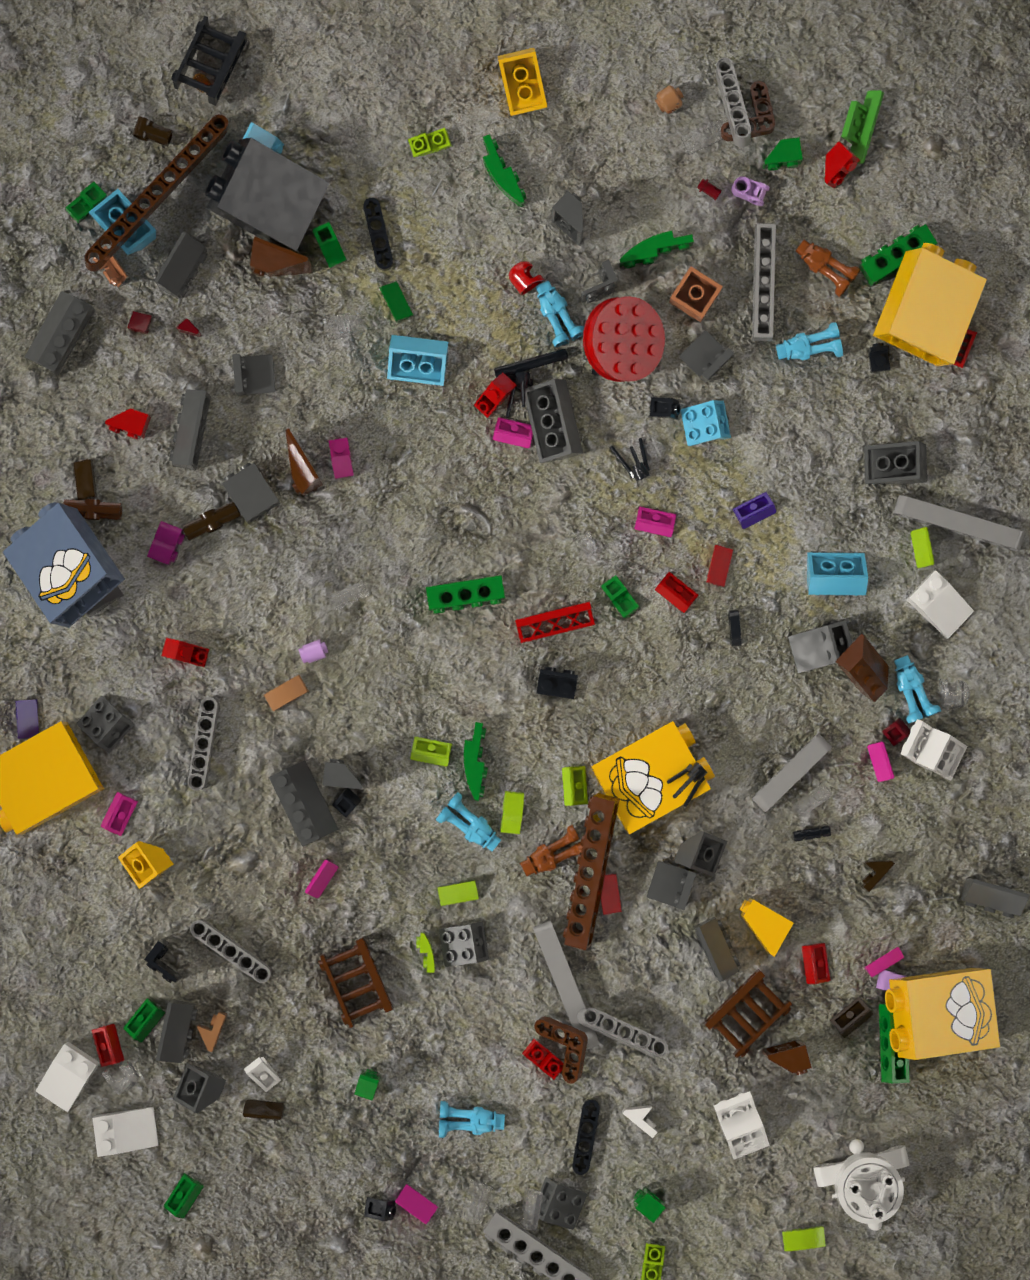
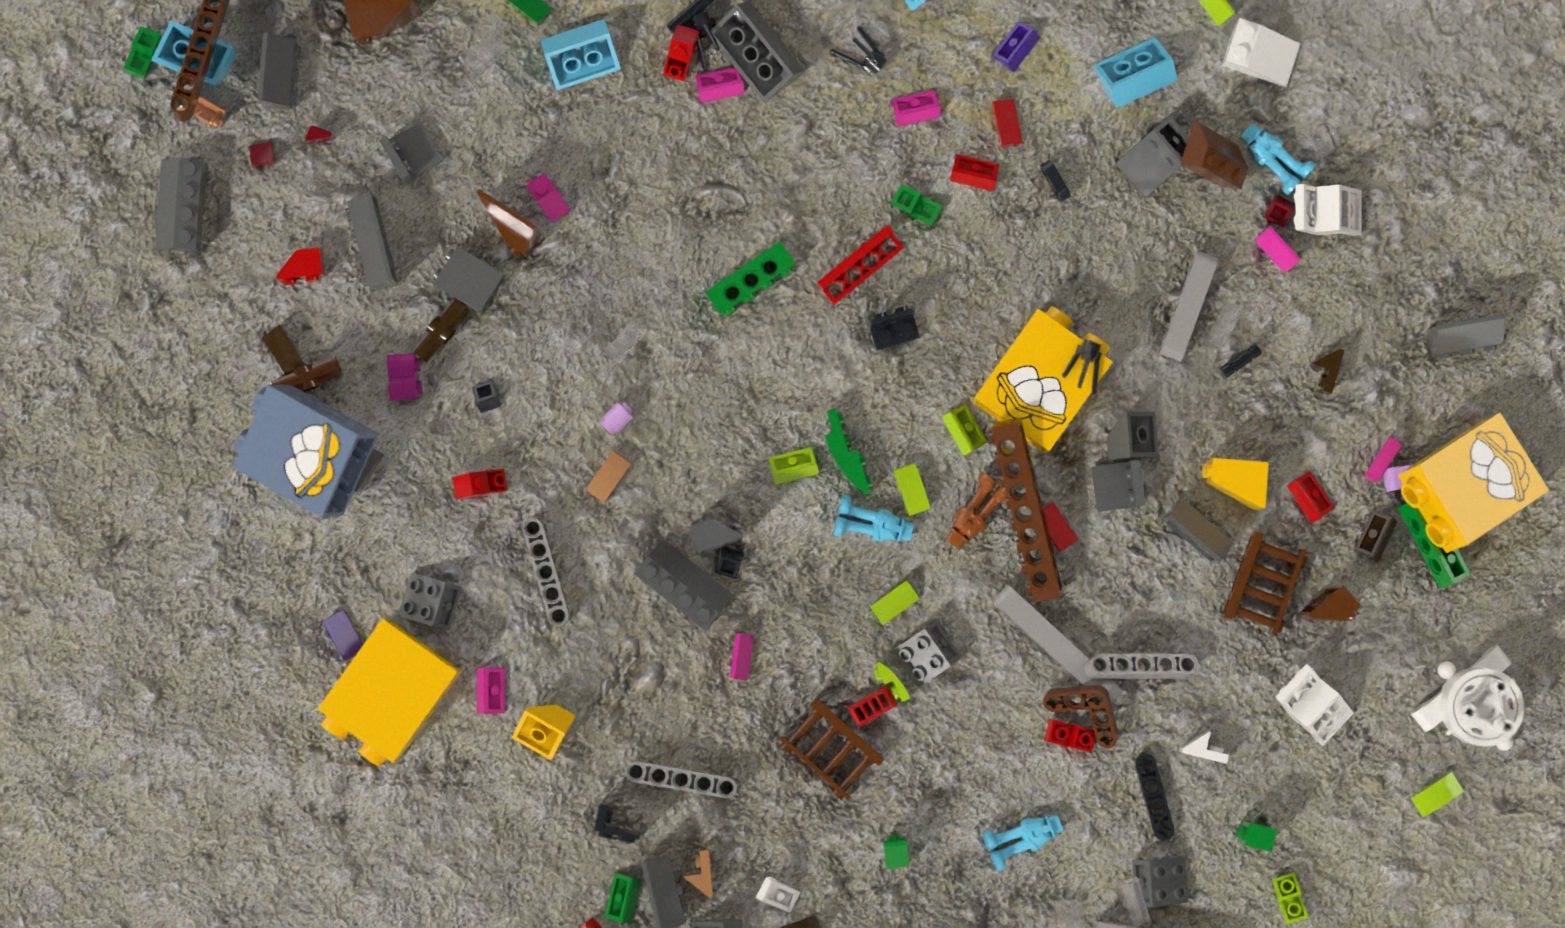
camera: 25 degrees left, 0 degrees up
(222, 587) = (486, 396): none -> black slope
(403, 971) = (859, 722): none -> red slope

